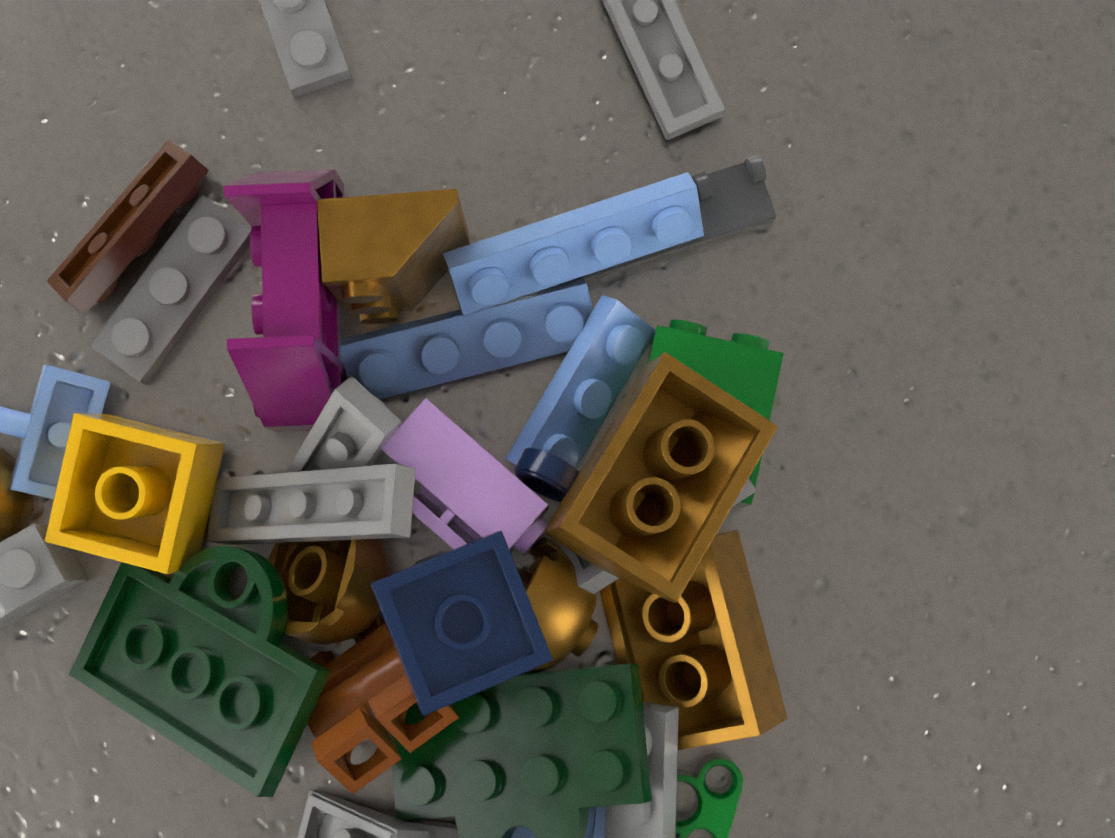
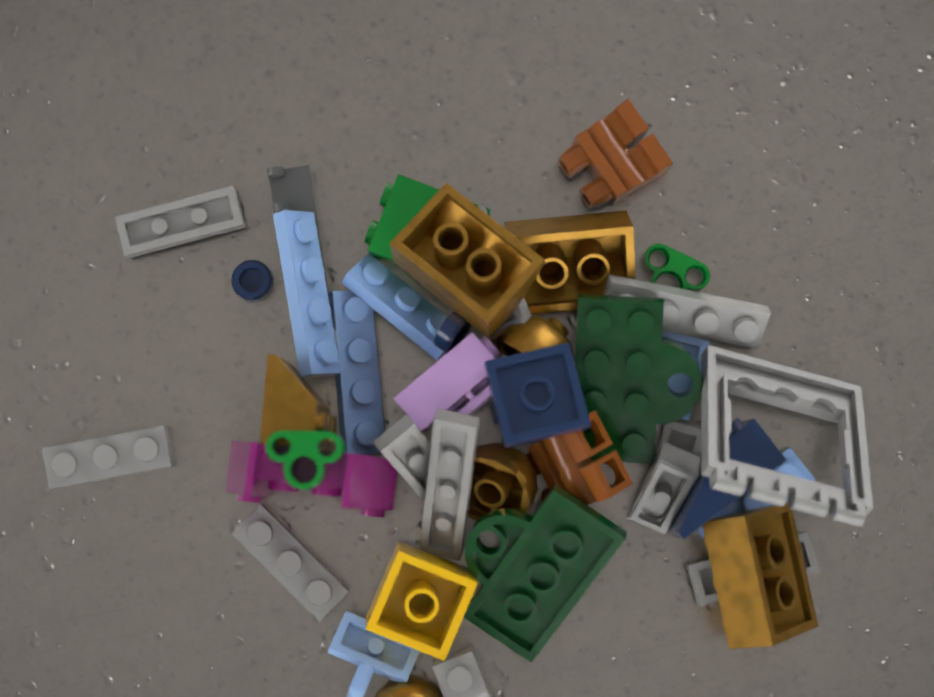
camera: 80 degrees left, 0 degrees up
(128, 227) = (244, 585): reddish brown plate -> none
(318, 269) = (301, 445): none -> green piece
(586, 164) = (252, 280): none -> dark blue tile
(863, 679) = (610, 162): none -> dark orange hips

